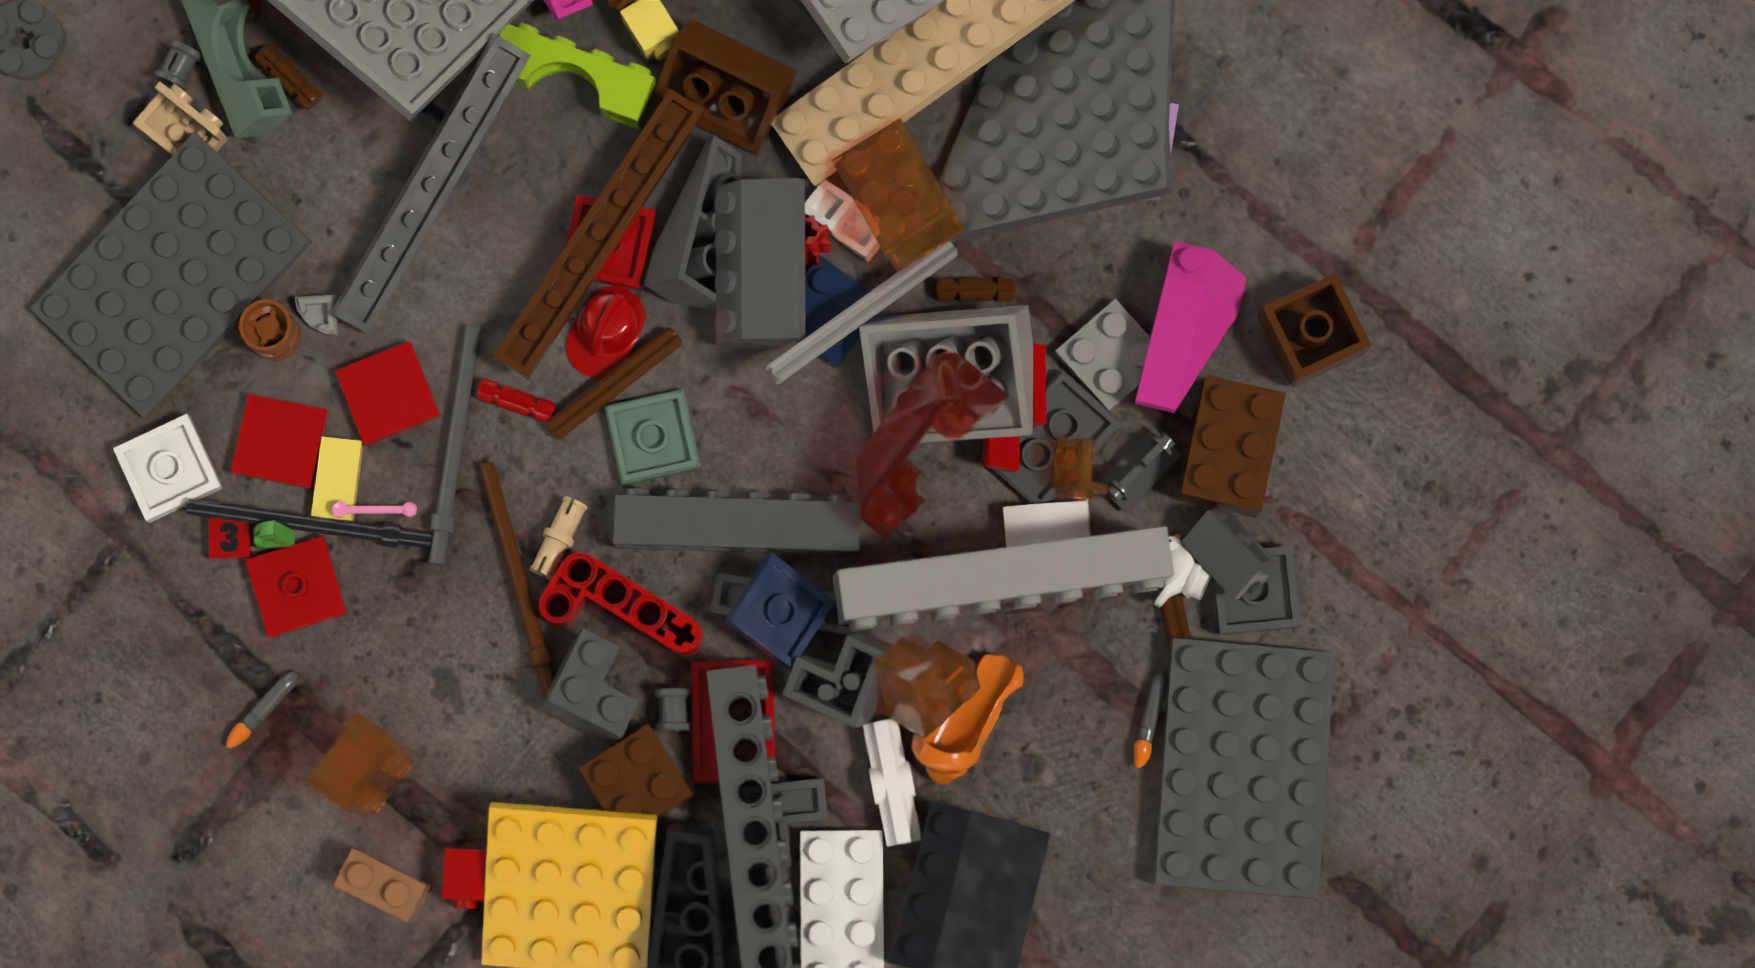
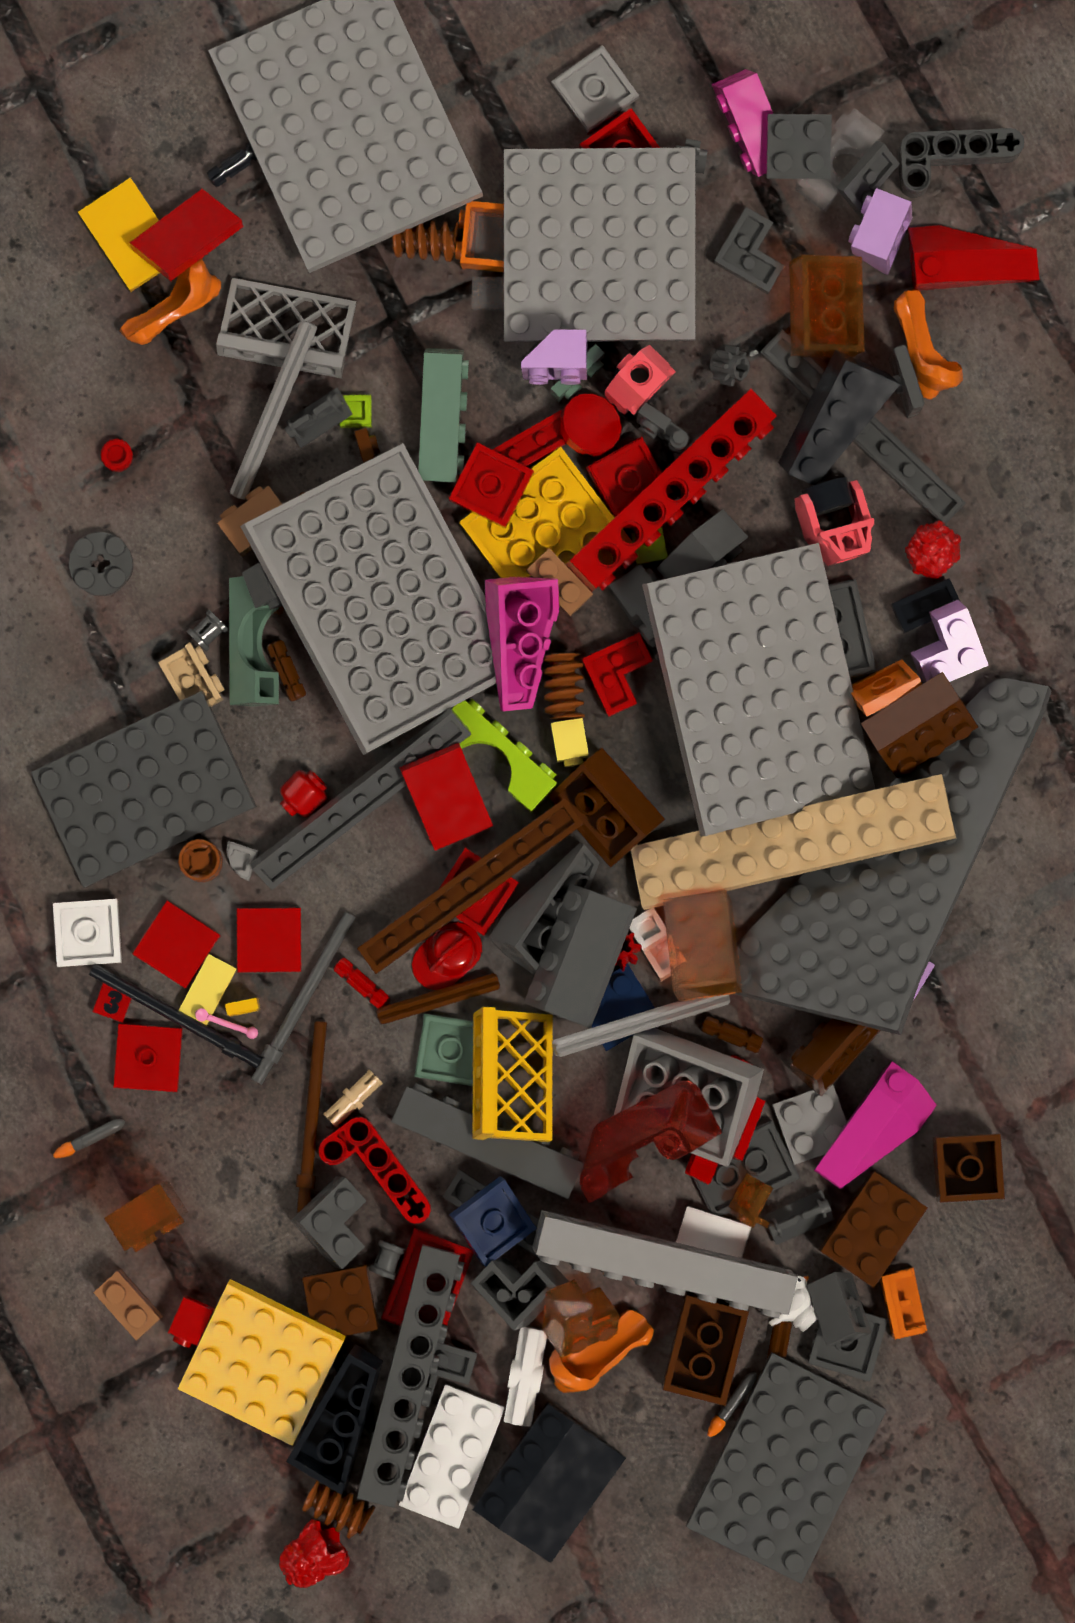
camera: 20 degrees right, 5 degrees up
(273, 535) = (145, 1015): bright green tile -> none
(361, 206) = (303, 793): none -> red head
(385, 481) = (242, 1007): none -> yellow tile
(530, 142) = (446, 796): none -> red tile
(702, 440) = (487, 1068): none -> yellow fence
(1092, 663) = (705, 1350): none -> reddish brown brick
(1100, 257) = (830, 1053): none -> reddish brown slope
(1301, 521) = (903, 1303): none -> orange hinge

